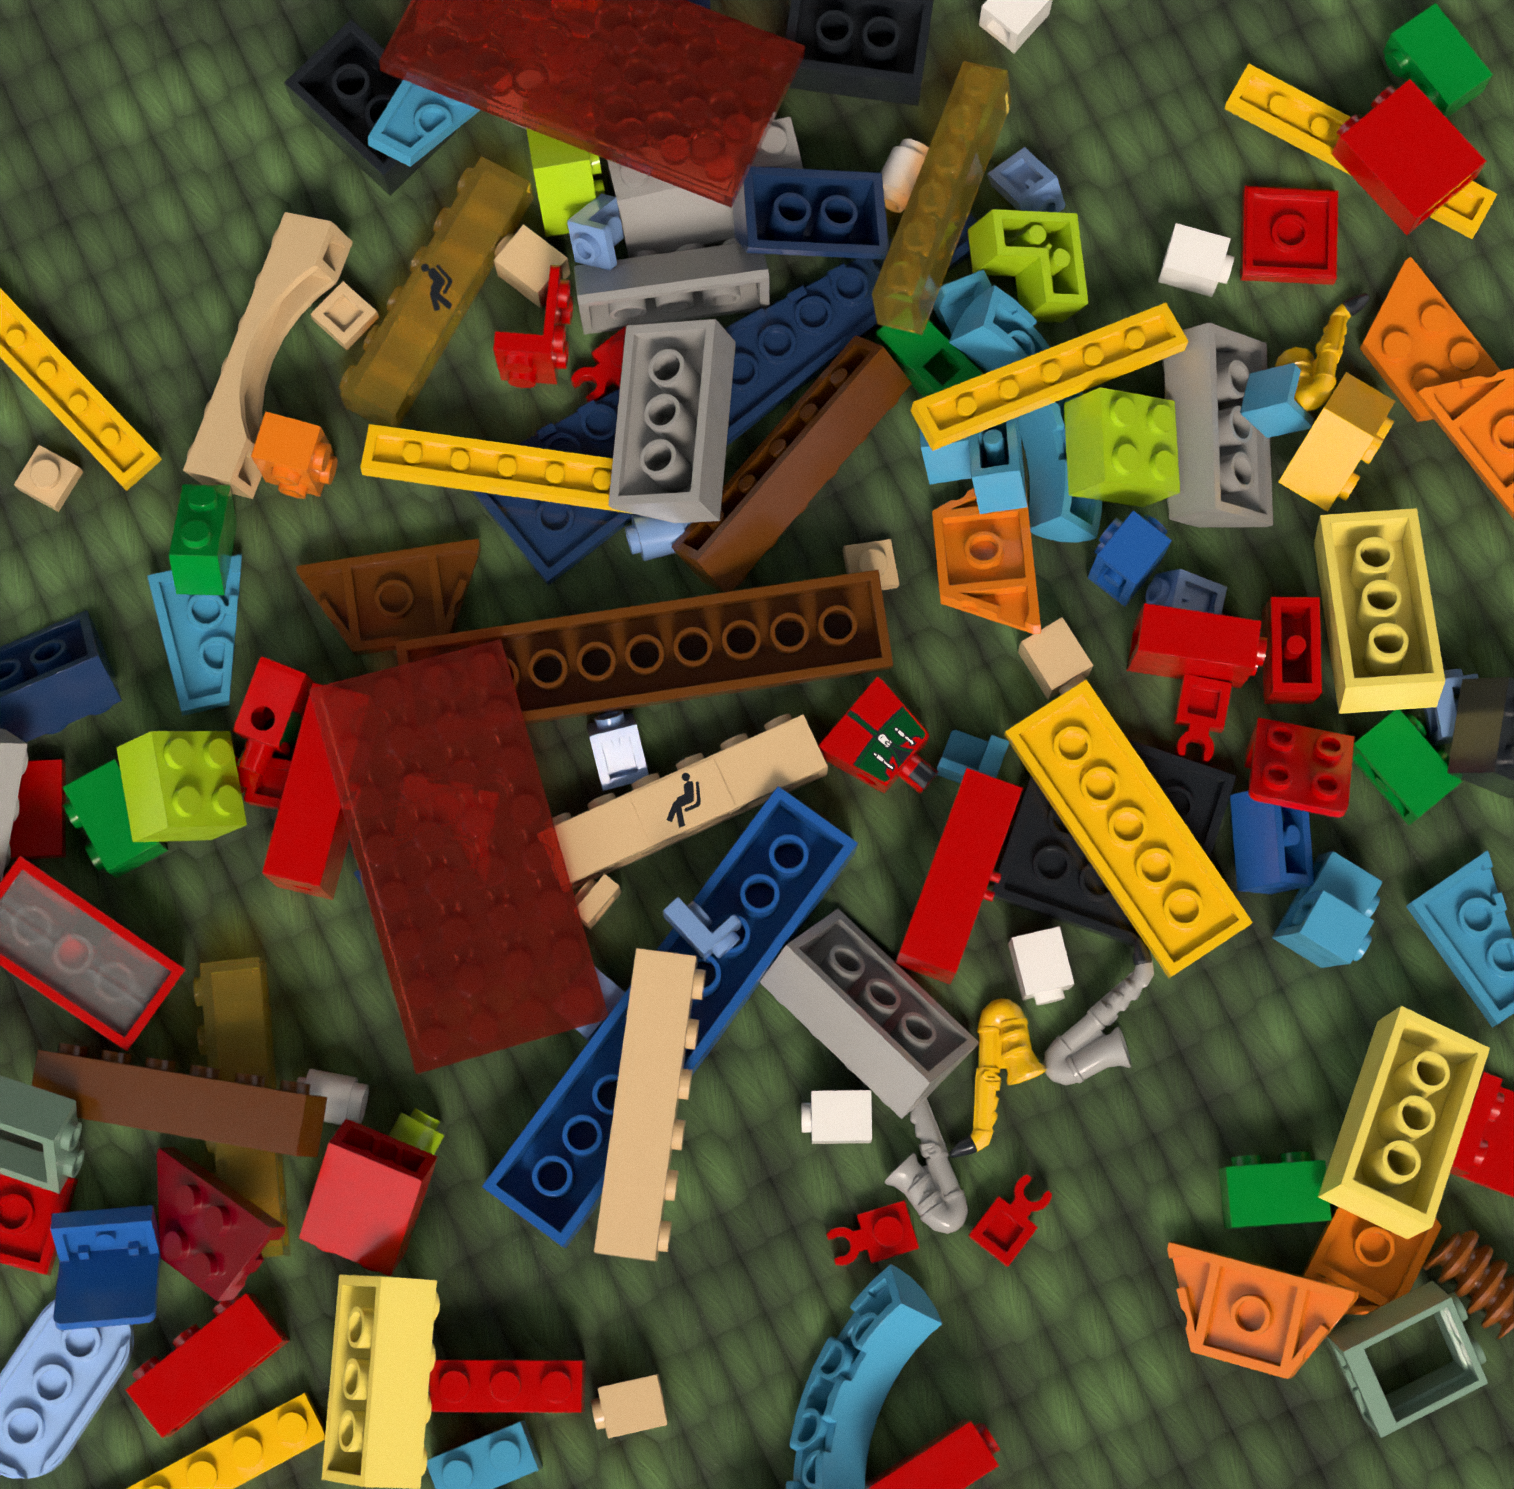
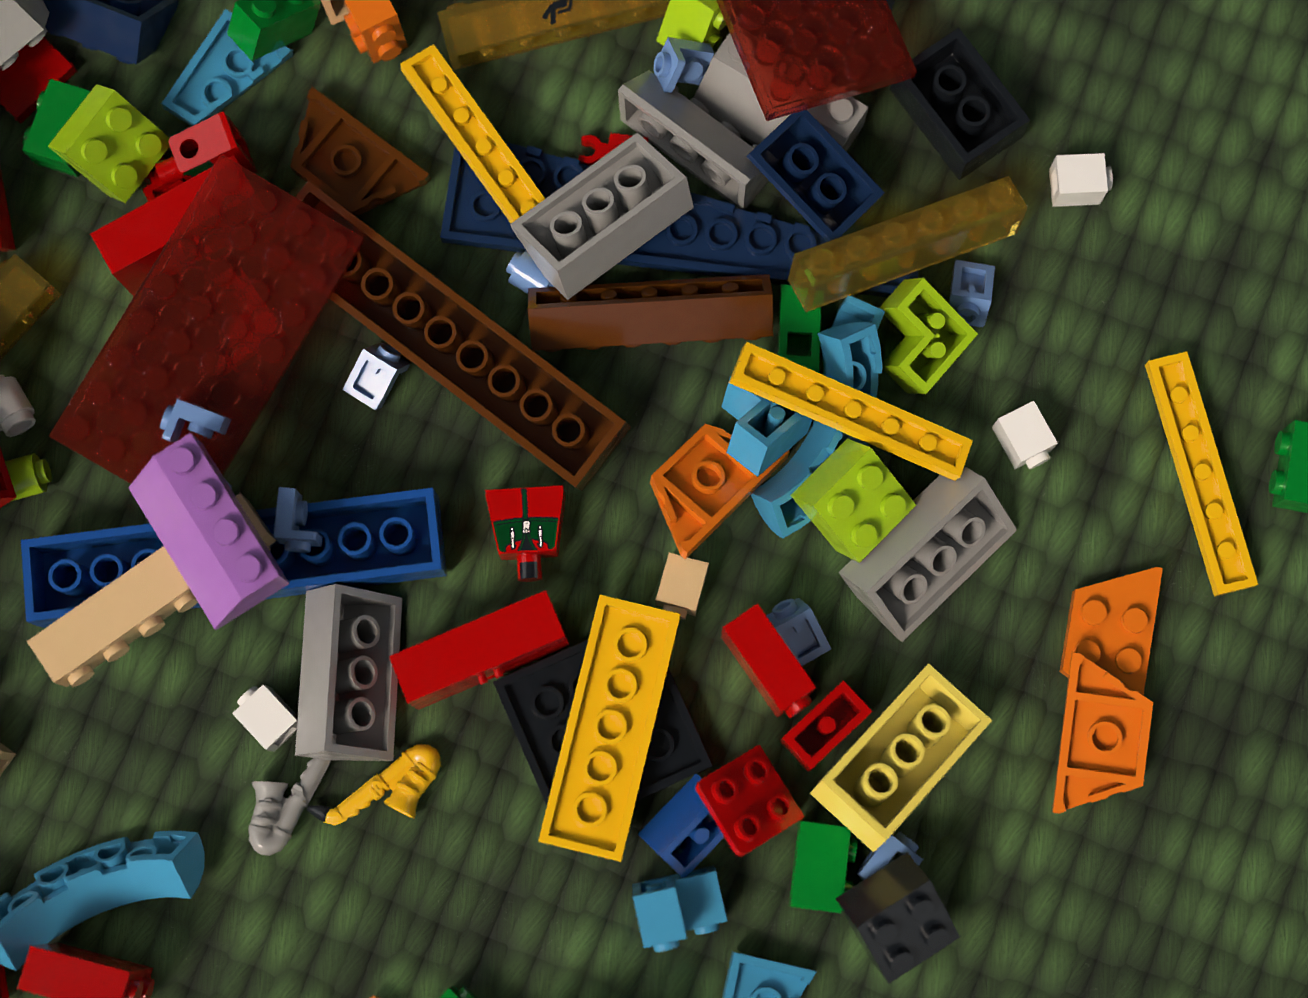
camera: 50 degrees right, 0 degrees up
(525, 263) = (628, 47): tan brick -> none
(534, 357) = (584, 104): red bracket -> none
(538, 924) = (201, 421): none -> medium blue bracket
(596, 899) = (269, 447): tan plate -> none
(649, 1004) = (206, 531): none -> medium lavender slope
(688, 800) = (379, 443): tan brick -> none
(870, 557) = (642, 419): tan plate -> none
(881, 1232) = (220, 811): red plate -> none
(901, 173) = (900, 203): brick -> none
(973, 753) = (570, 593): dark azure panel -> none
(1005, 1226) = (291, 883): red plate -> none
(1041, 965) = (476, 755): white brick -> none
(1085, 1047) = (450, 828): light grey piece -> none
(1128, 555) = (788, 568): blue brick -> none
(1202, 709) = (737, 704): red plate -> none
(1271, 402) = (976, 565): dark azure panel -> none
(1289, 235) = (1102, 480): red tile -> none
(1318, 375) = (1019, 573): yellow piece -> none
(1343, 434) = (992, 630): yellow brick -> none
(1407, 155) = (1223, 503): red brick -> none

